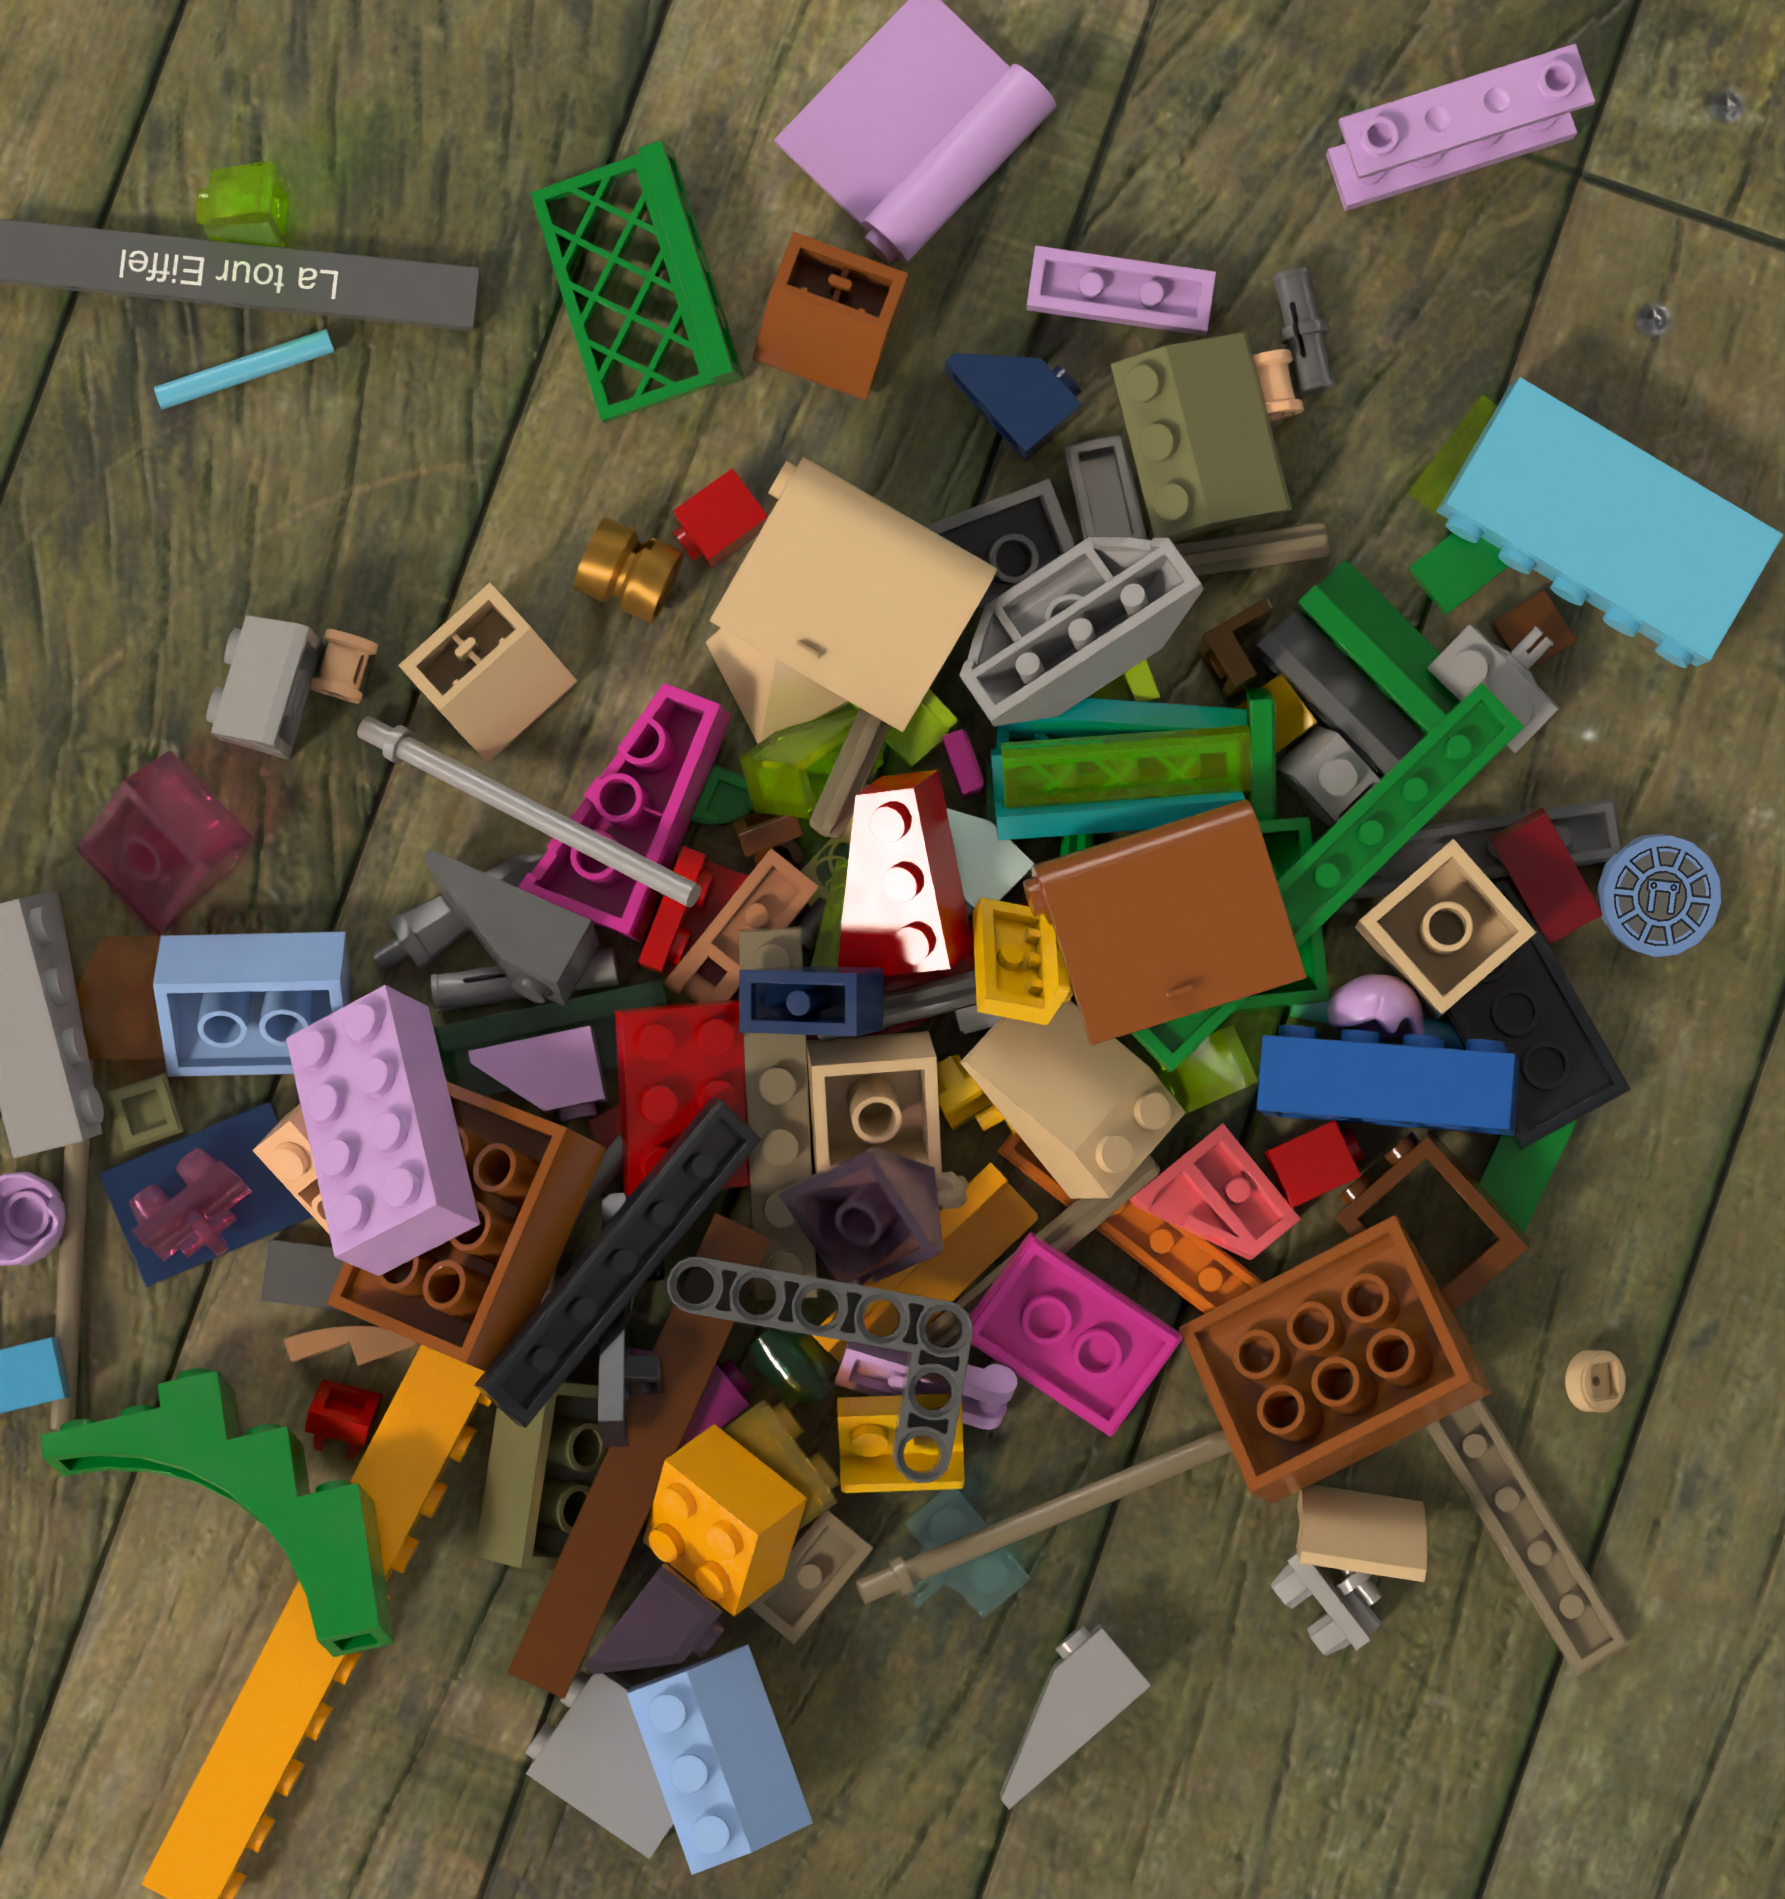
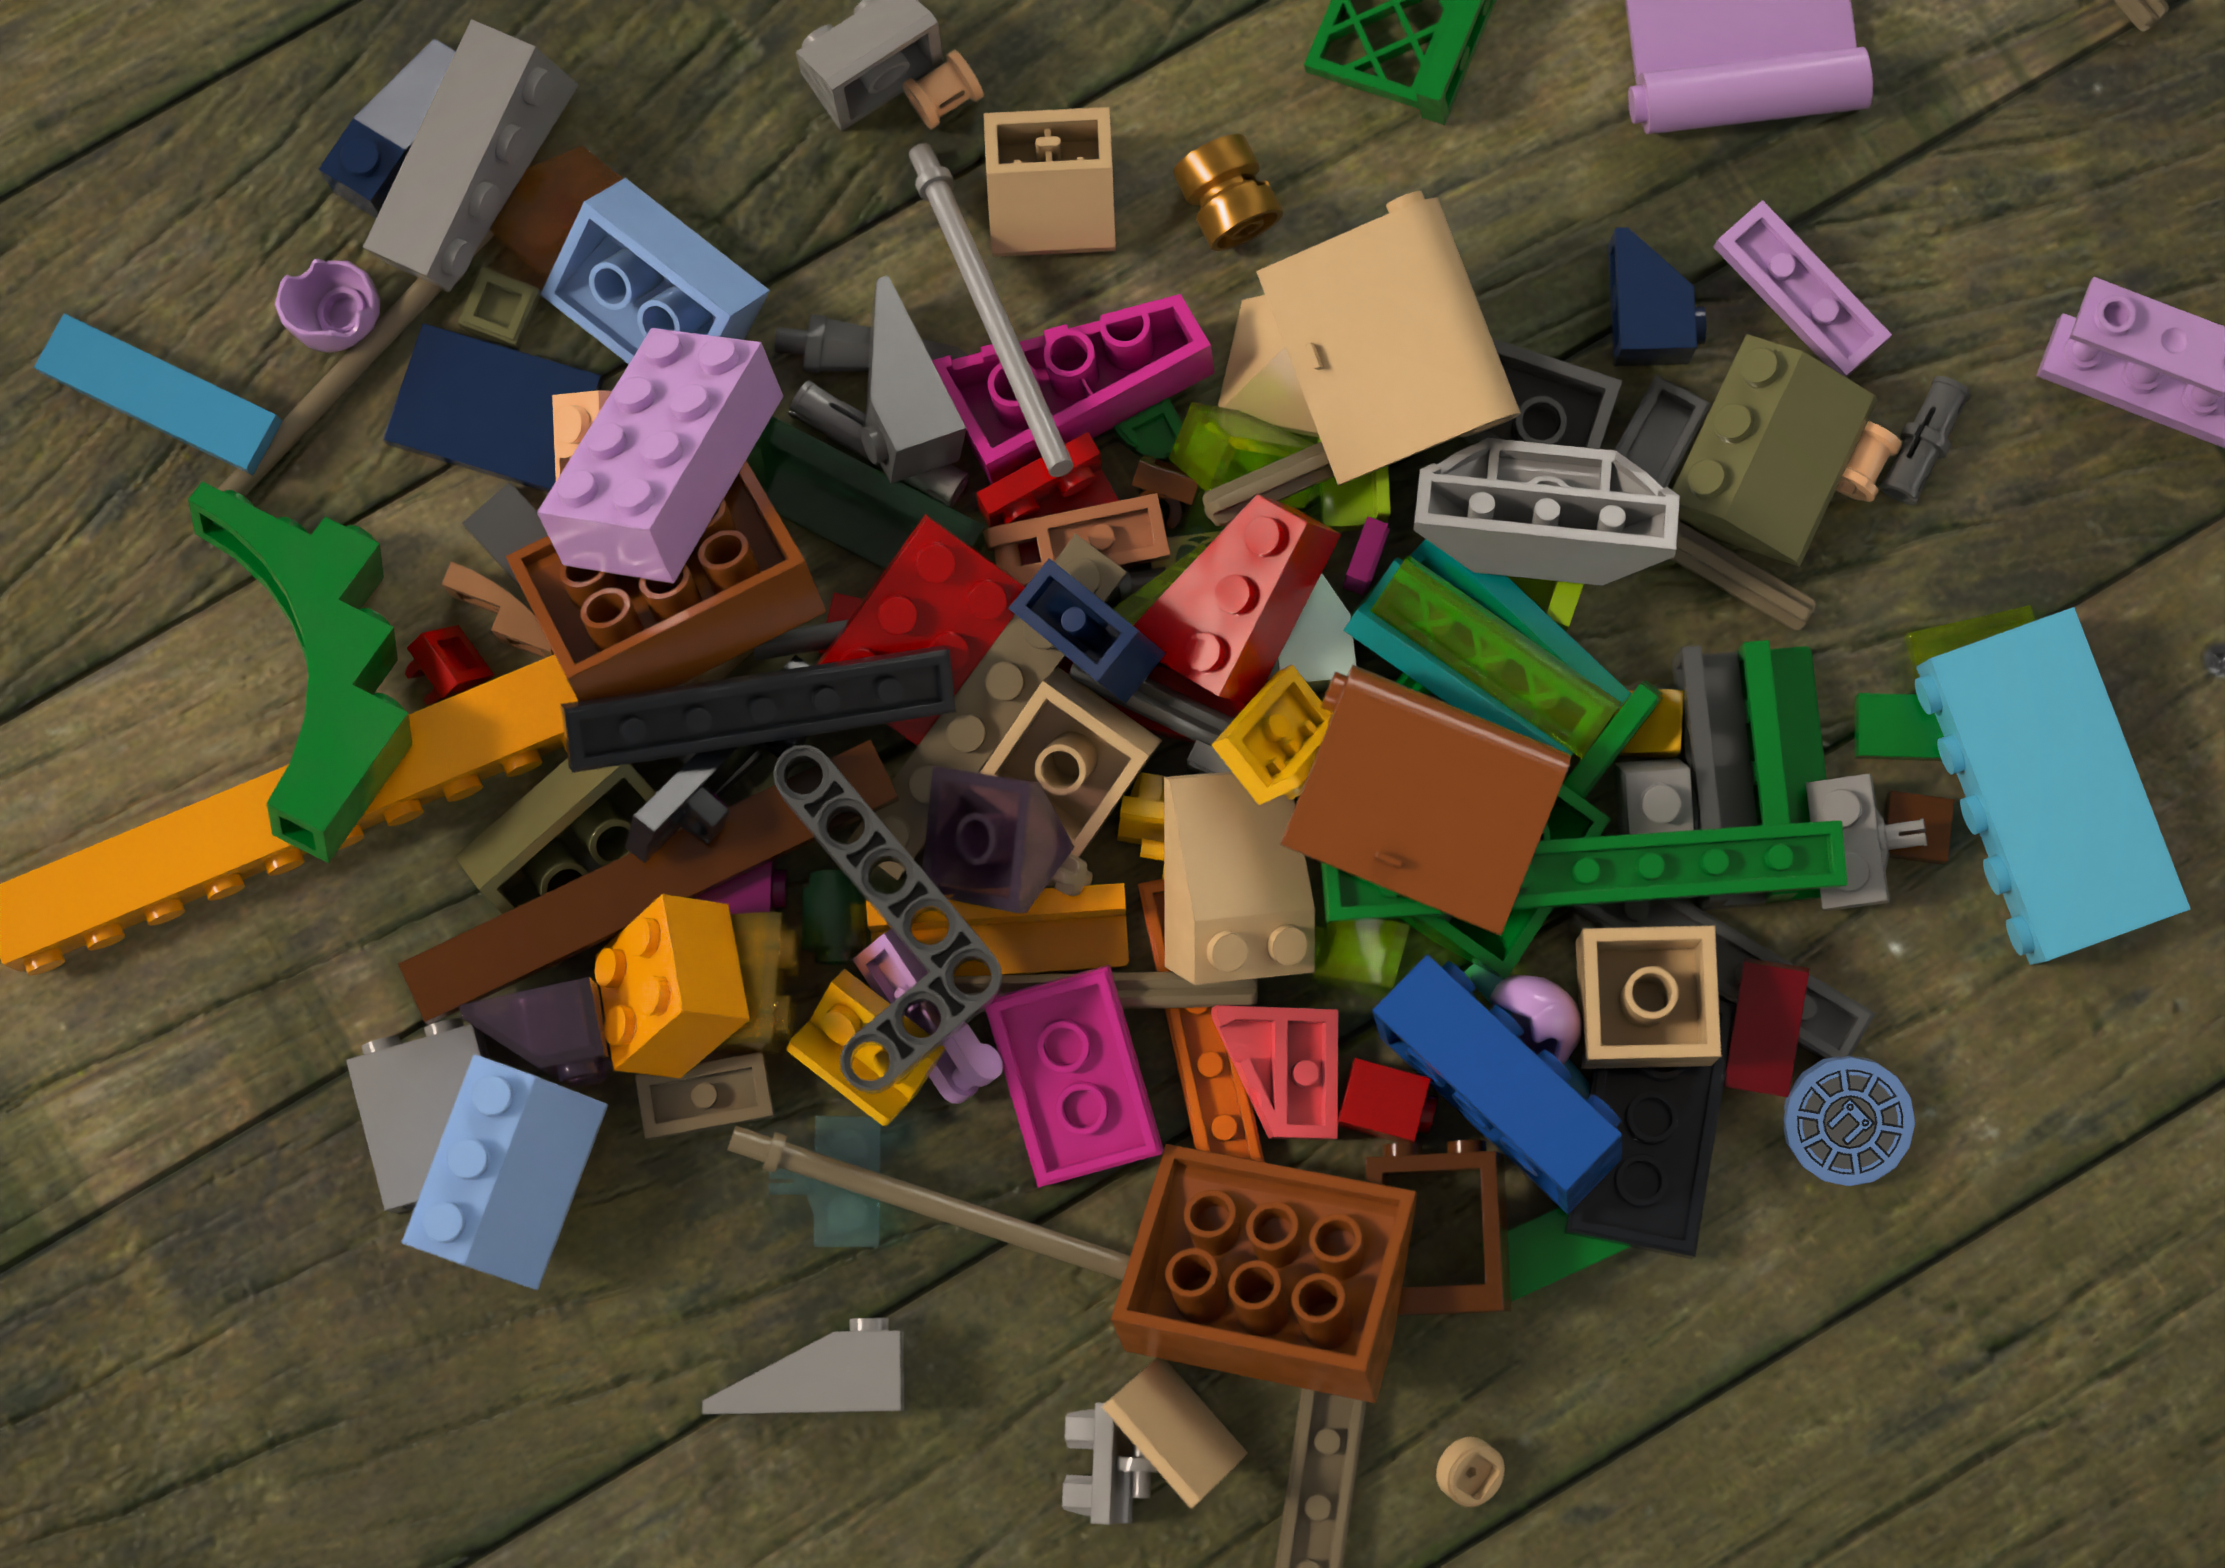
camera: 40 degrees right, 5 degrees down
(163, 842) = (690, 110): clear pink slope -> none
(193, 1215) = (466, 407): clear pink hips -> none
(550, 1071) = (838, 527): lavender slope -> none
(718, 520) = (1328, 206): red brick -> none
(830, 316) = (1553, 123): dark orange slope -> none
(1224, 655) = (1659, 622): dark brown panel -> none

